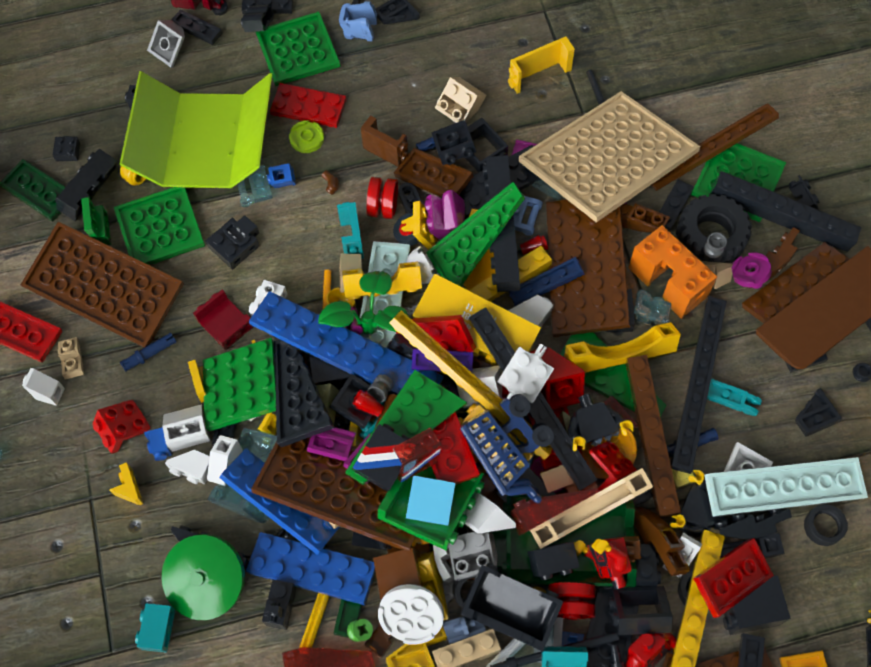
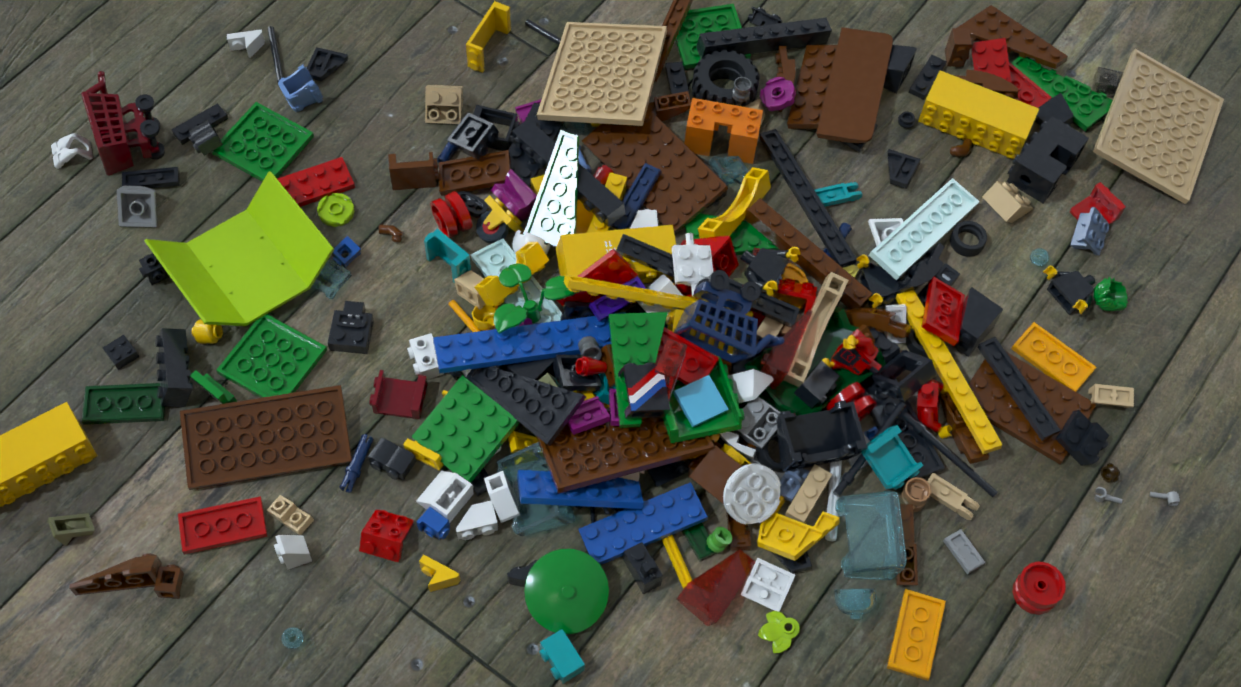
camera: 45 degrees left, 5 degrees down
(174, 368) = (392, 459): none -> black brick

